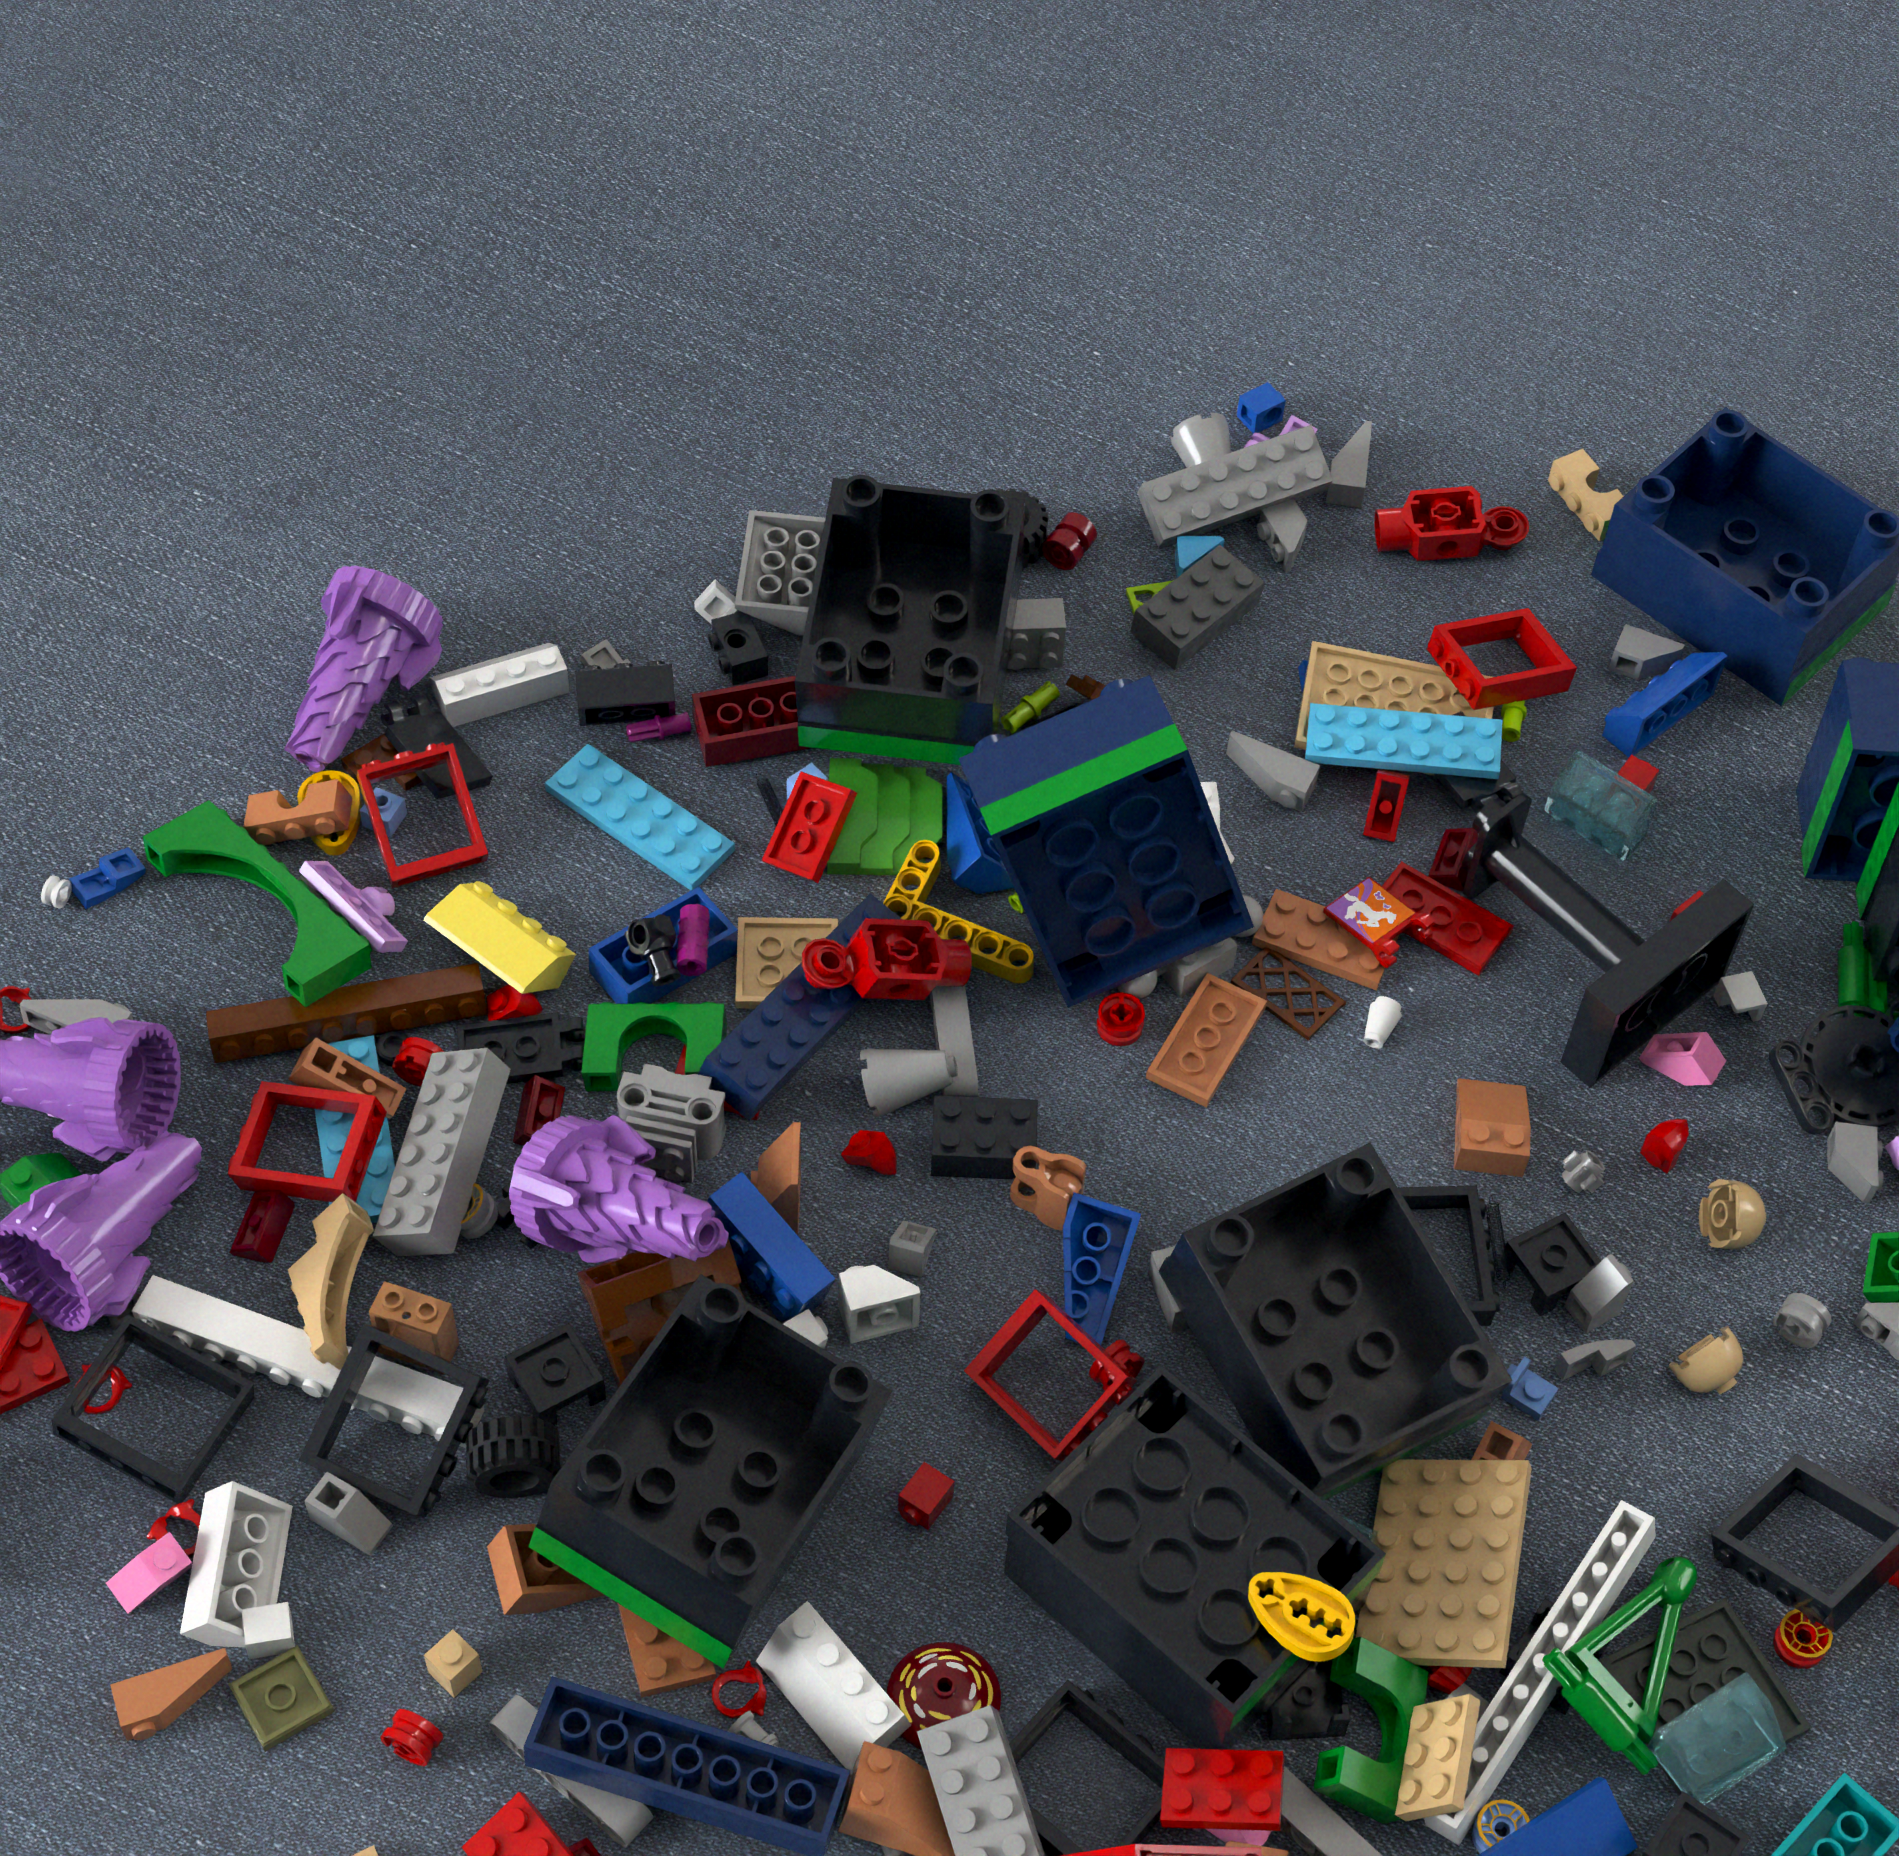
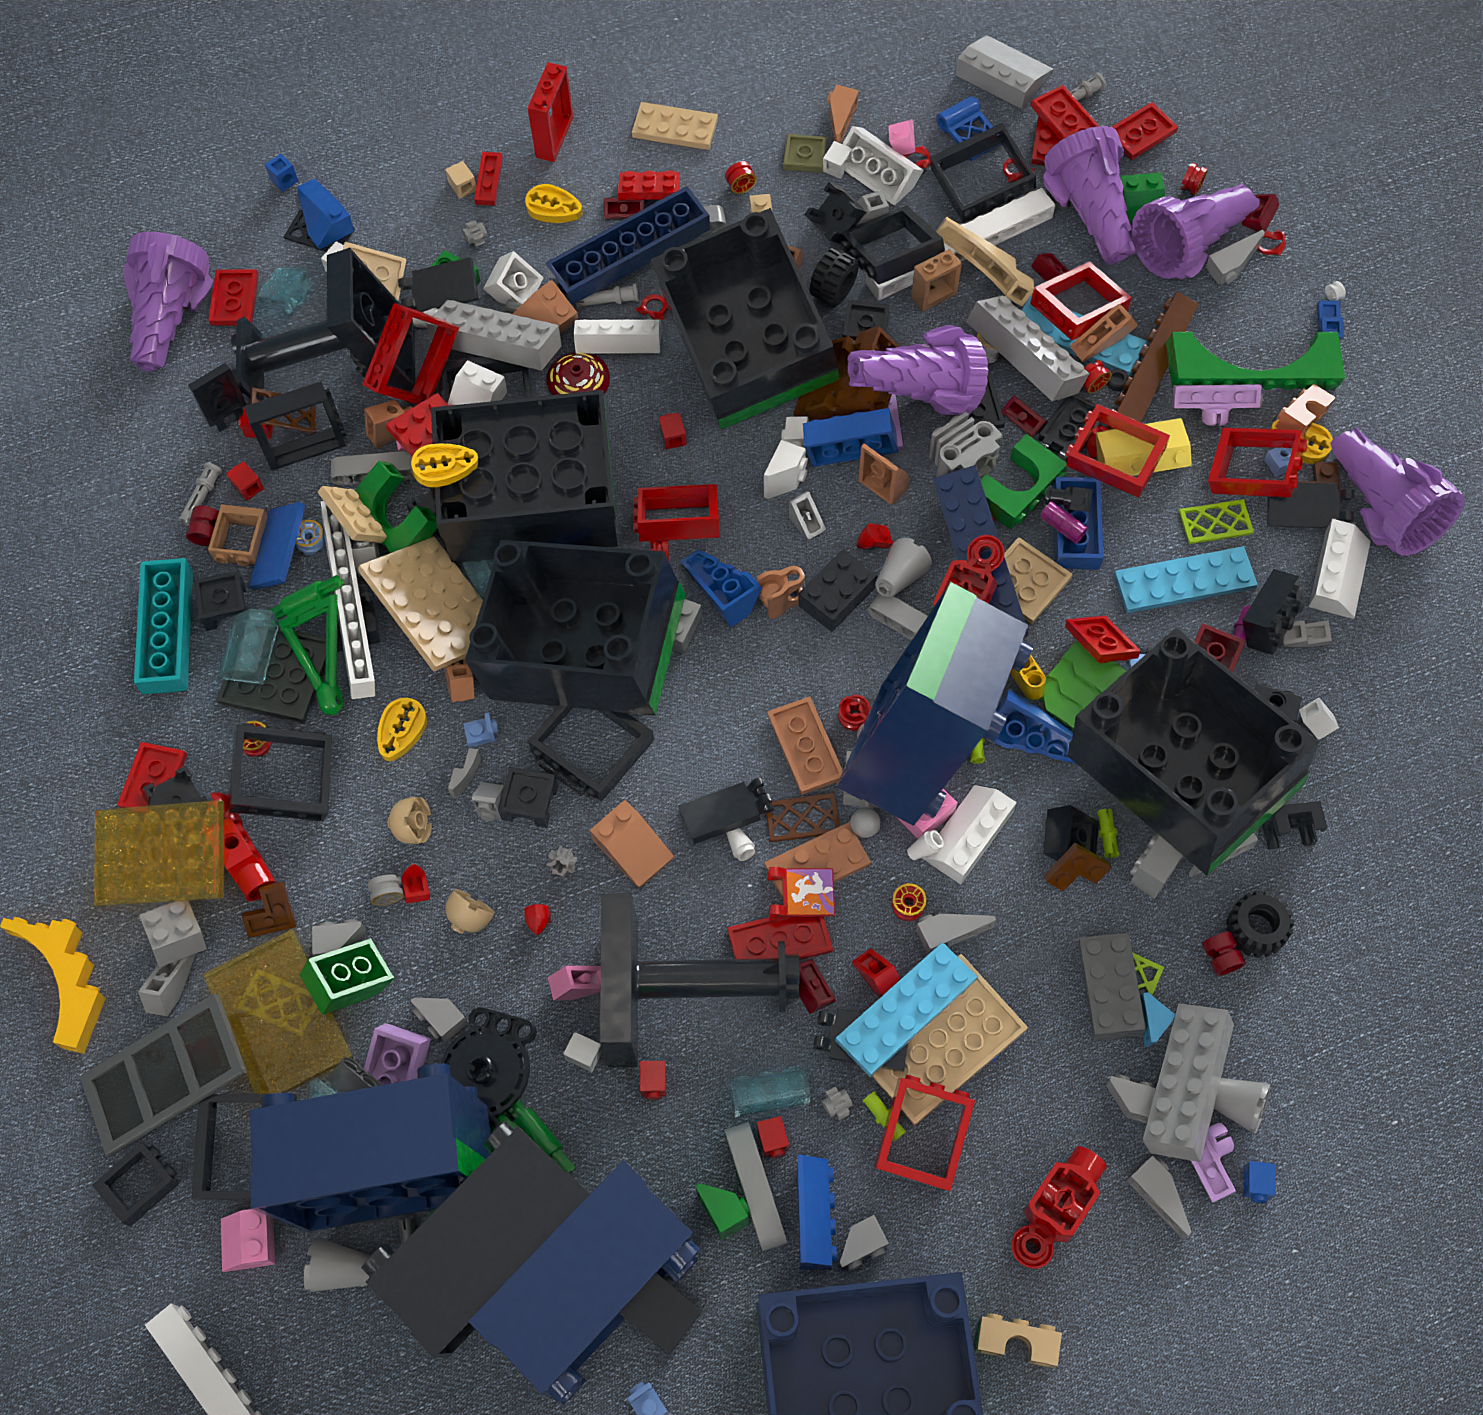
camera: 135 degrees right, 10 degrees up
(50, 1520) = (961, 115): none -> blue piece
(385, 1543) = (836, 213): none -> black panel
(530, 811) = (1209, 536): none -> lime window
(539, 895) = (1106, 473): none -> red window
(779, 568) = (1334, 770): light grey slope -> none
(1108, 1771) = (476, 385): none -> white slope
(1284, 816) = (911, 893): none -> red wheel
(1364, 1059) = (725, 810): none -> black tile
(1546, 752) = (837, 1103): none -> light grey gear
(1604, 1466) = (390, 721): none -> yellow piece
(1692, 767) = (755, 1186): none -> light grey beam
(1743, 764) = (723, 1209): none -> green slope
(1763, 1299) = (415, 884): none -> red plate

